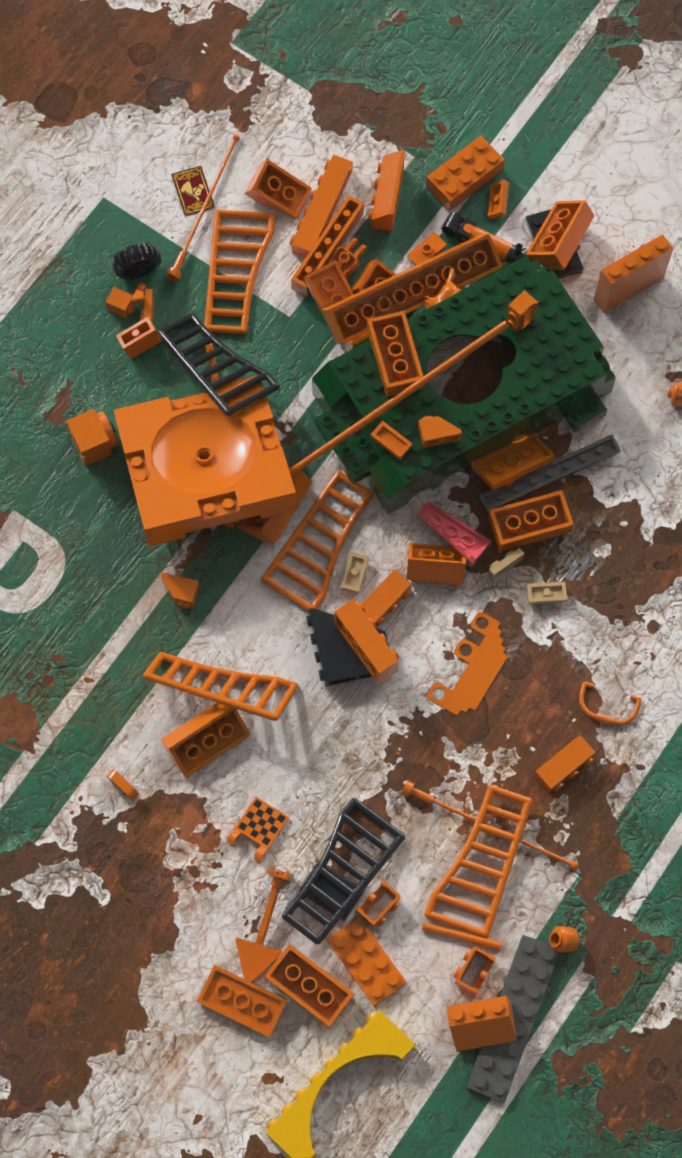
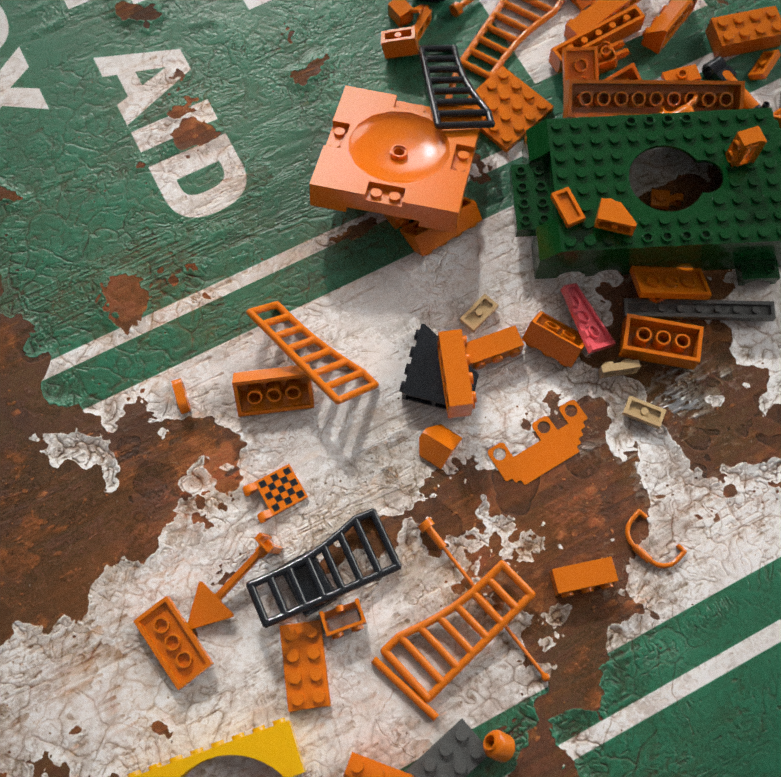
camera: 30 degrees right, 0 degrees up
(92, 436) = (317, 100): orange piece -> none
(181, 589) = (323, 258): orange slope -> none
(279, 350) = (513, 108): none -> orange plate
(309, 986) = (238, 662): orange brick -> none
(332, 555) = (467, 290): orange bar -> none
(380, 712) = (438, 444): none -> orange slope
(394, 352) = (609, 134): orange brick -> none
(399, 397) = (598, 170): orange piece -> none
(467, 381) = (662, 199): none -> orange plate
(474, 970) = (398, 729): orange window -> none

